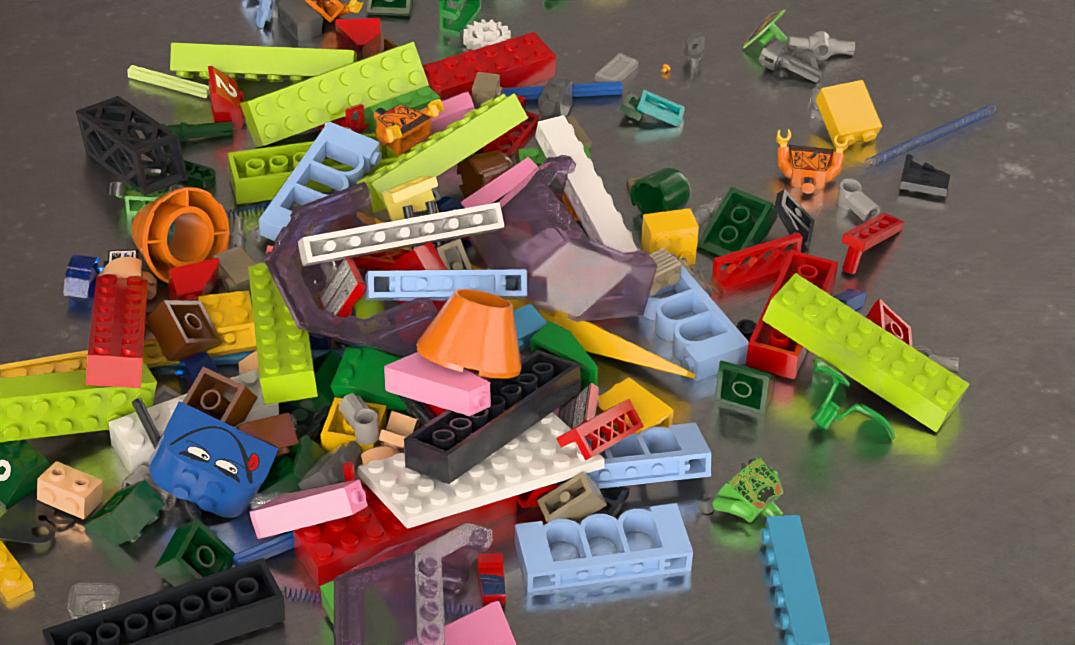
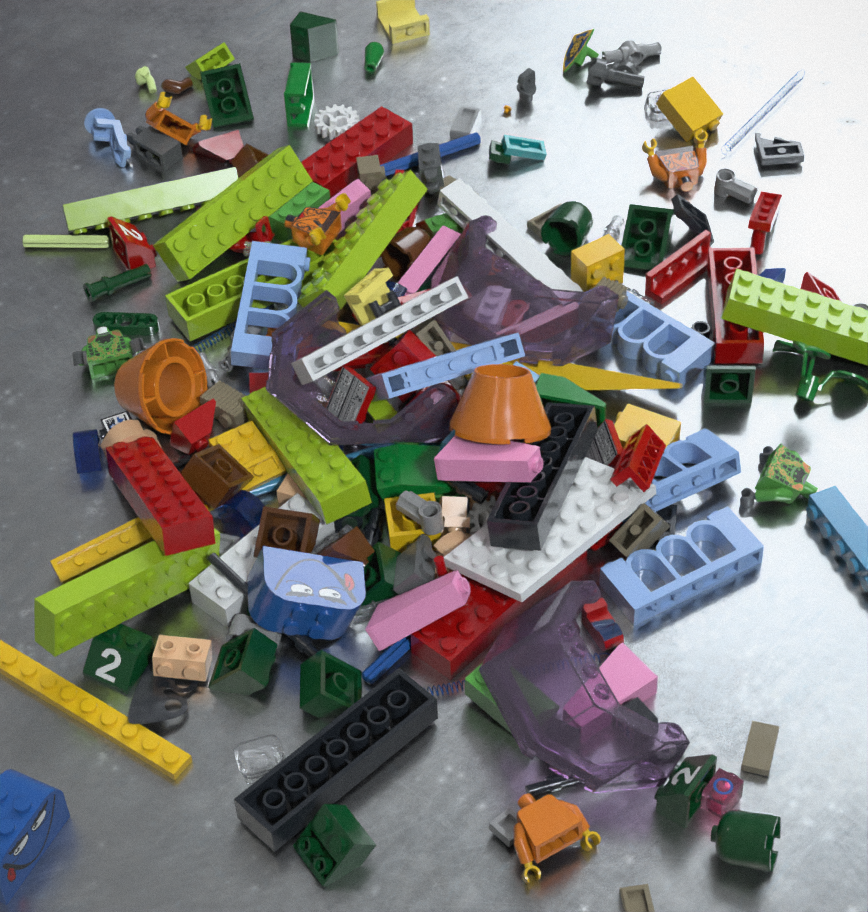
camera: 15 degrees left, 5 degrees up
(110, 128) = (36, 302): black piece -> none

